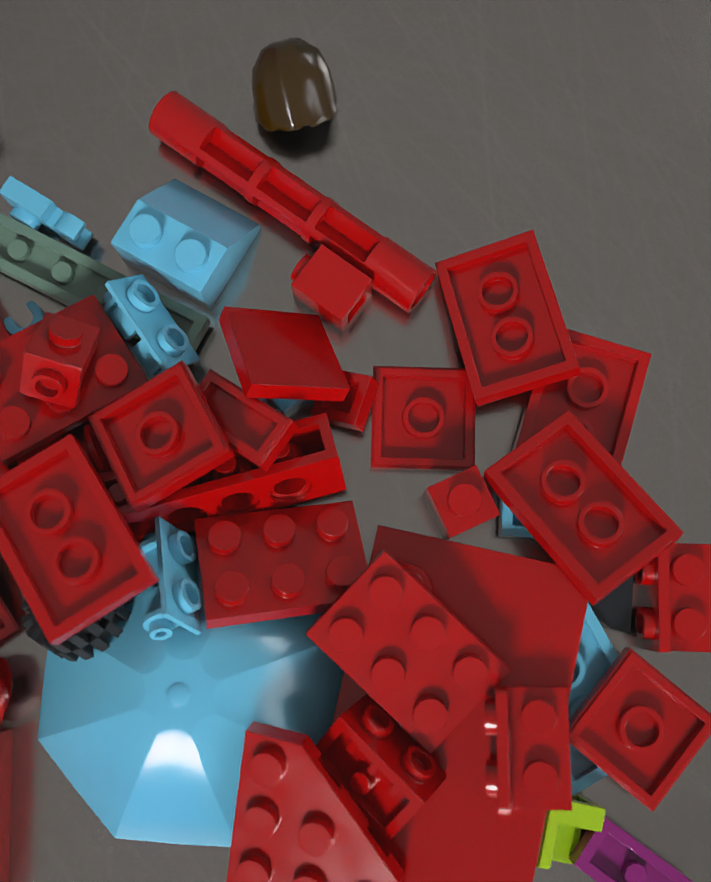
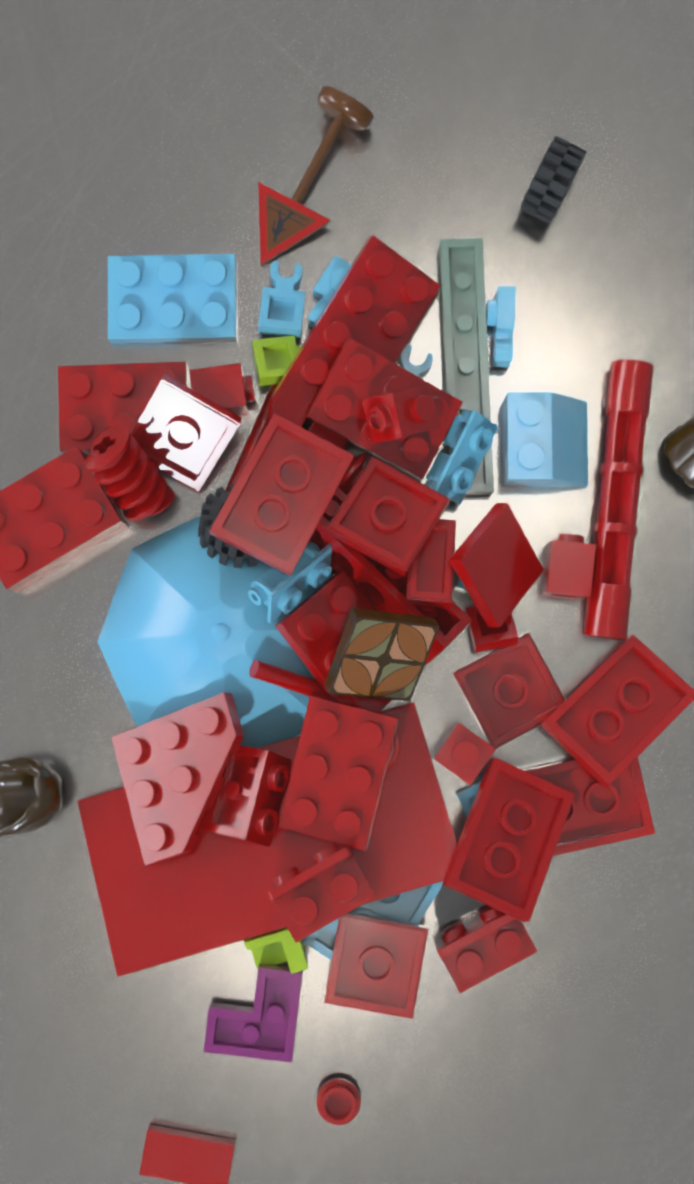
camera: 60 degrees right, 5 degrees up
(272, 651) = (286, 679): none -> red bar
(304, 529) = (381, 654): none -> tile

